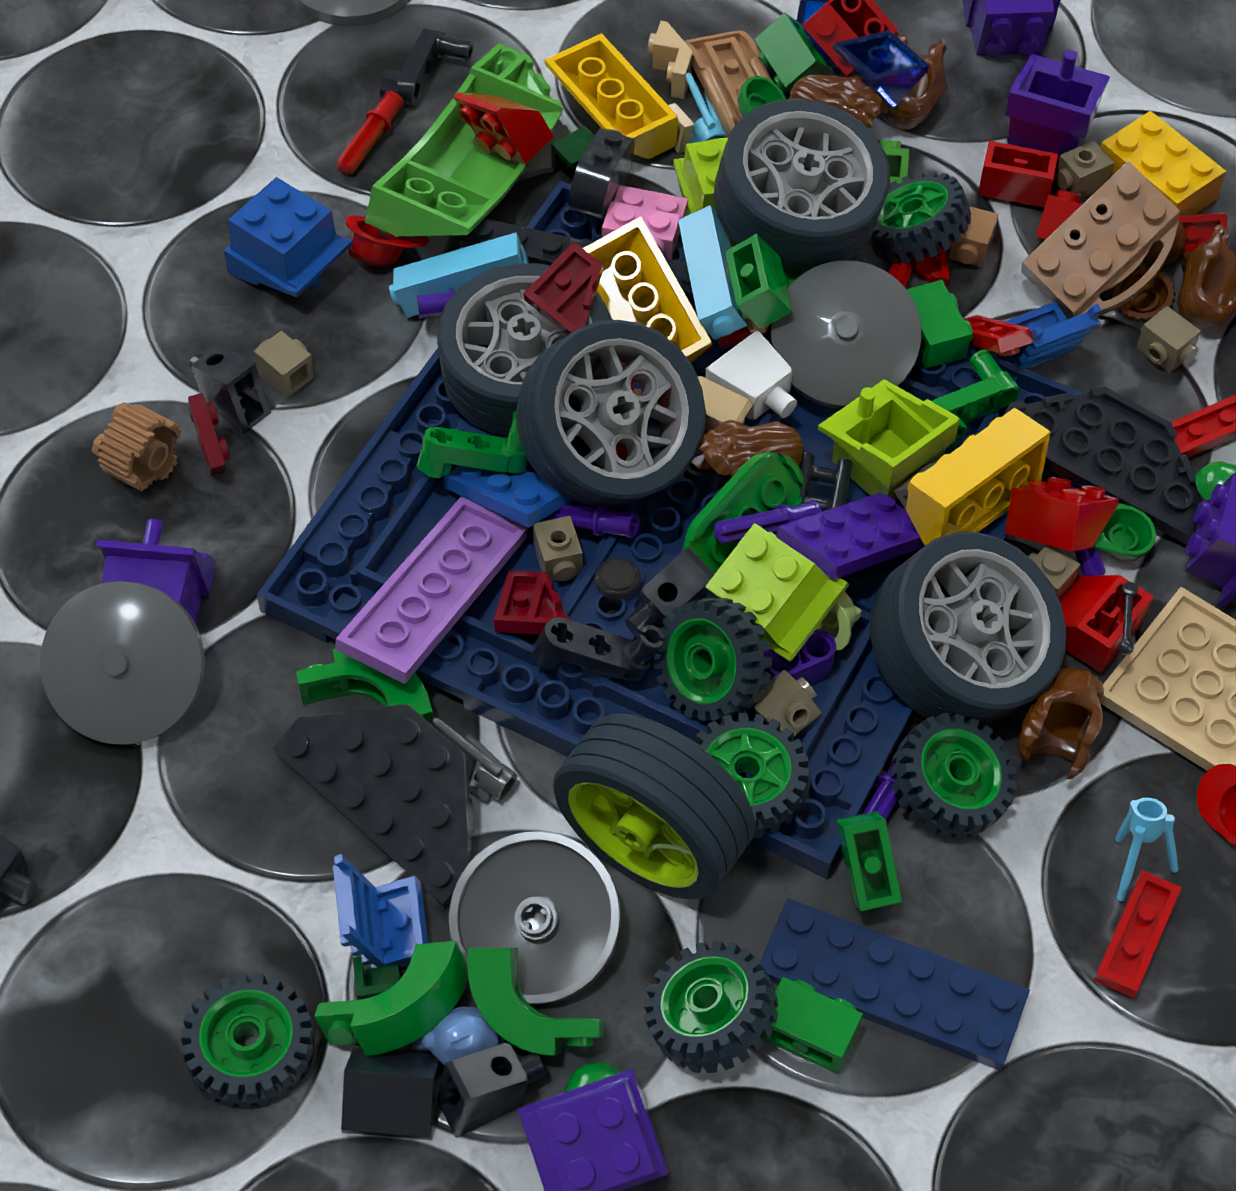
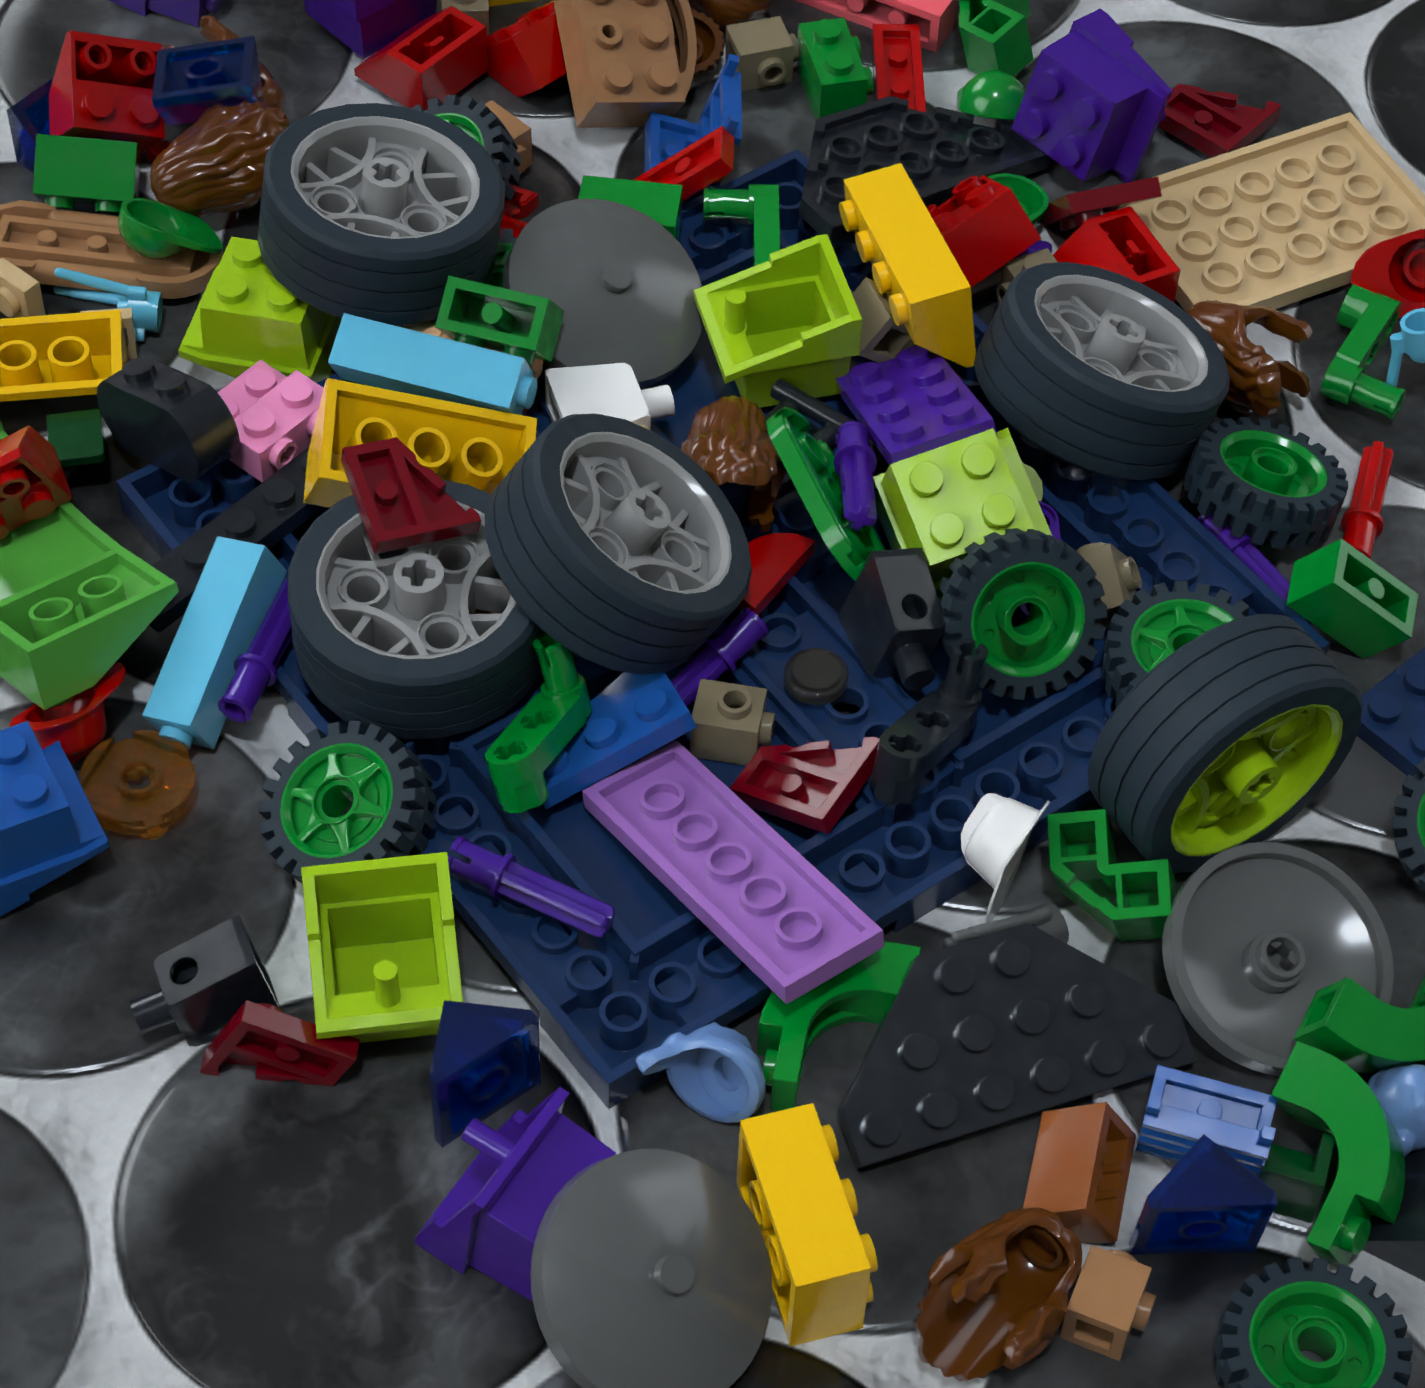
camera: 65 degrees left, 5 degrees down
(137, 446) = (260, 1136): medium nougat brick -> none
(200, 724) = (806, 1223): none -> yellow brick
(205, 847) = (998, 1294): none -> reddish brown hair
(226, 522) = (481, 1064): none -> clear blue slope
(234, 911) = (1108, 1302): none -> medium nougat brick
(278, 445) = (381, 946): none -> lime piece
(284, 363) = (201, 903): dark tan brick -> none
(300, 641) = (710, 1072): none -> medium blue hat
(308, 865) = (1082, 1169): none -> dark orange brick
(315, 928) = (1204, 1206): none -> clear blue slope
(360, 311) = (144, 810): none -> clear orange plate
(366, 482) = (531, 888): none -> dark purple axle
(378, 389) = (323, 779): none -> wheel
(524, 727) = (996, 841): none -> white piece
(535, 803) = (1122, 897): none -> green brick
(674, 514) = (773, 563): none -> red tile
(976, 856) = (1363, 519): none -> red axle
(1112, 798) = (1372, 322): none -> green beam
(1128, 591) = (1117, 220): black hinge -> none
(1151, 577) = (1077, 207): none -> dark red wing
(1180, 383) = (832, 67): none -> green brick

